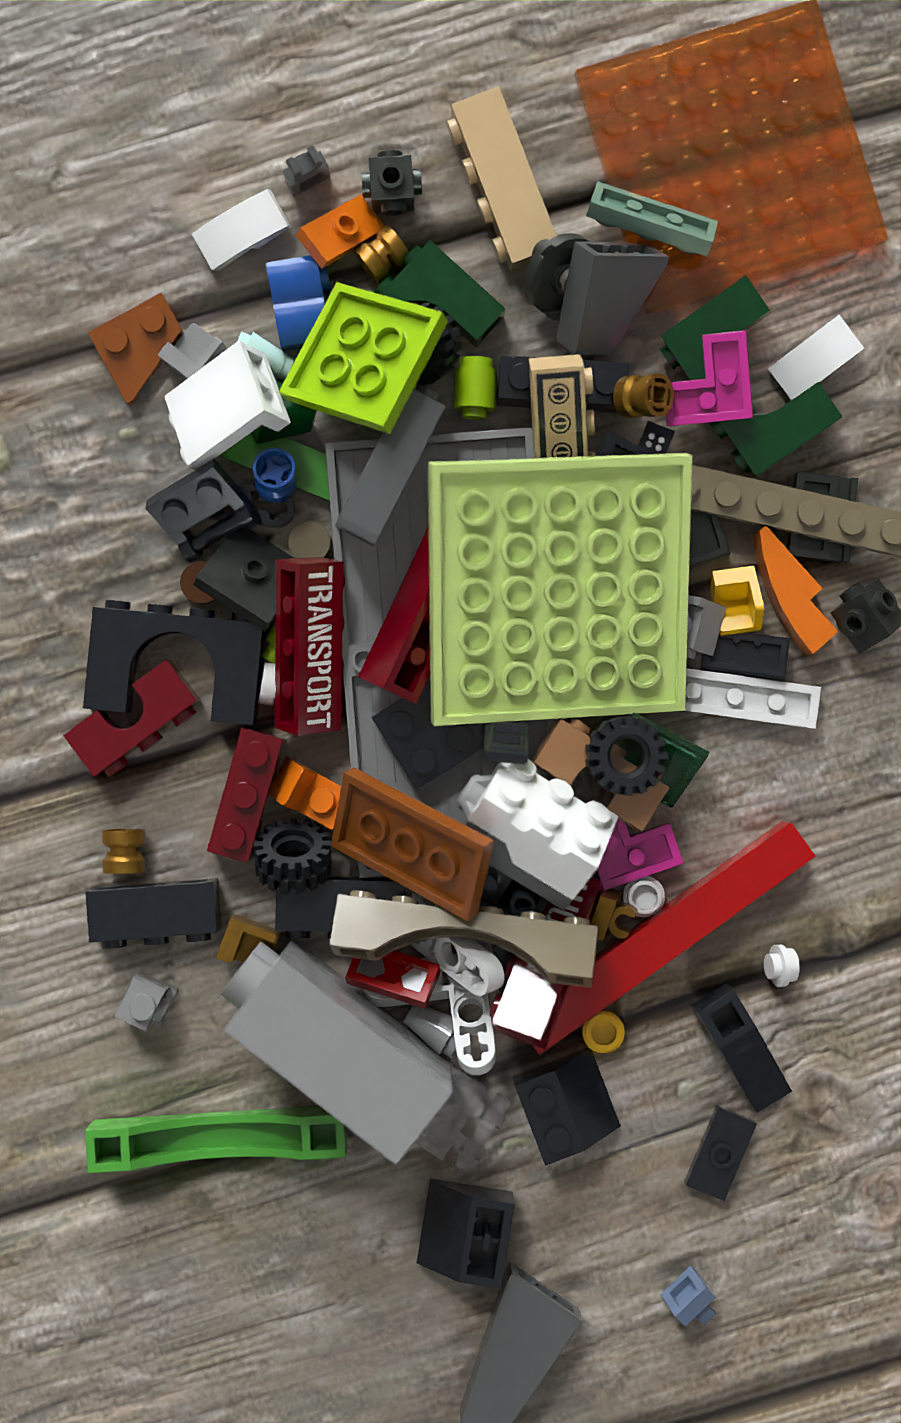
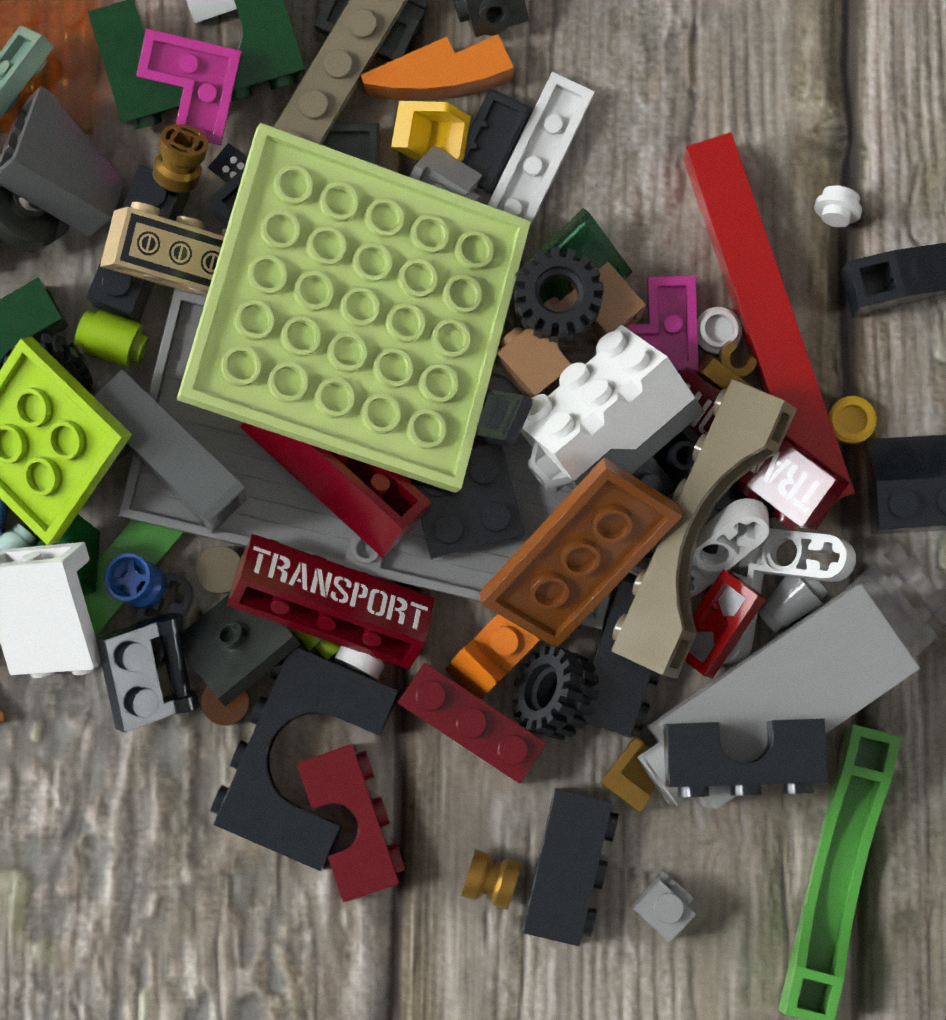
camera: 65 degrees left, 5 degrees down
(283, 1080) = (791, 758): none -> black arch

